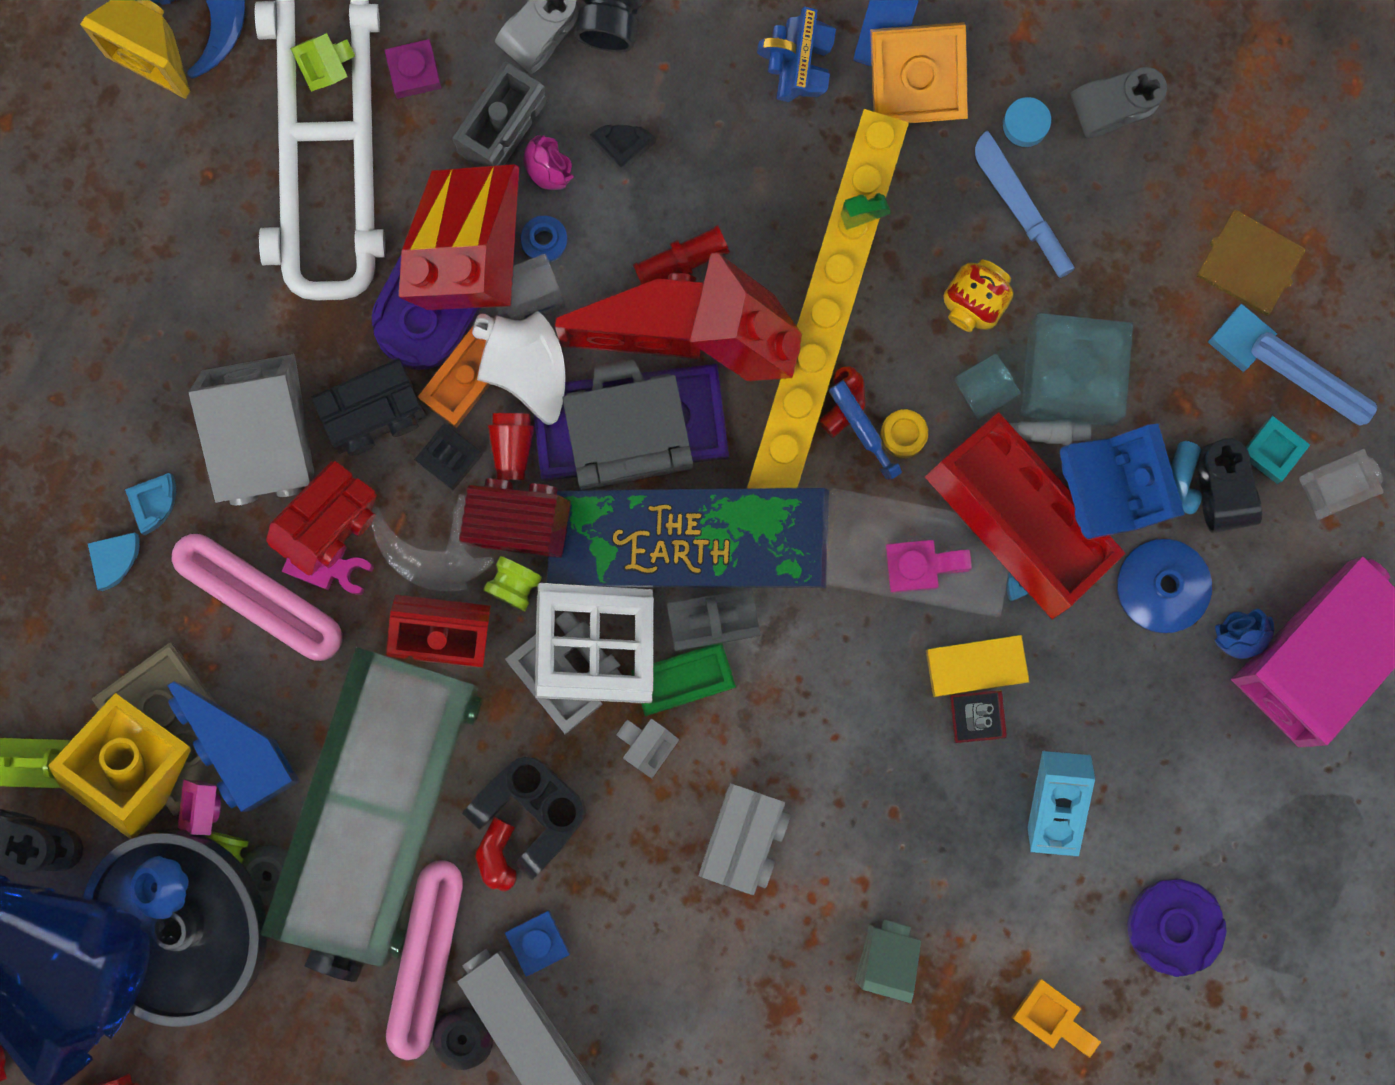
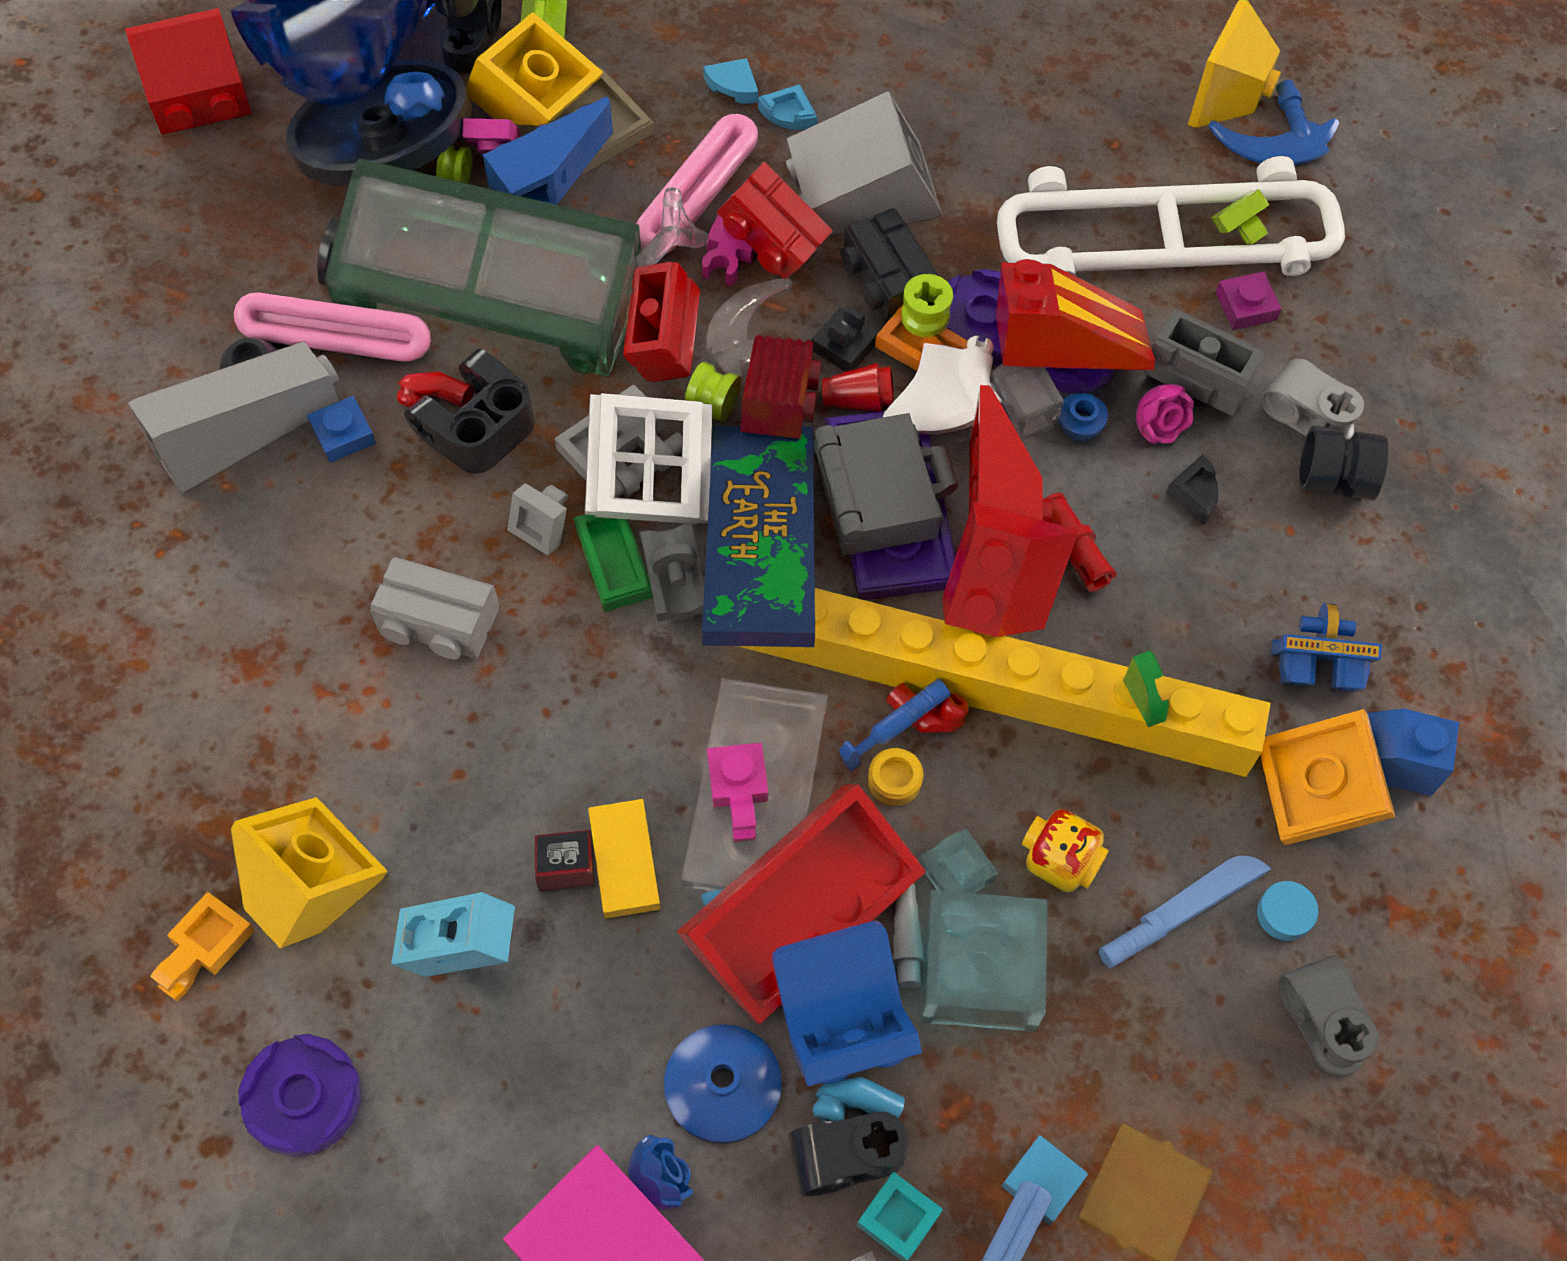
camera: 90 degrees right, 20 degrees down
(336, 620) = (670, 232): none -> clear piece
(434, 383) = (915, 312): none -> lime wheel
(889, 961) = (281, 748): sand green slope -> none
(991, 938) = (300, 869): none -> yellow slope

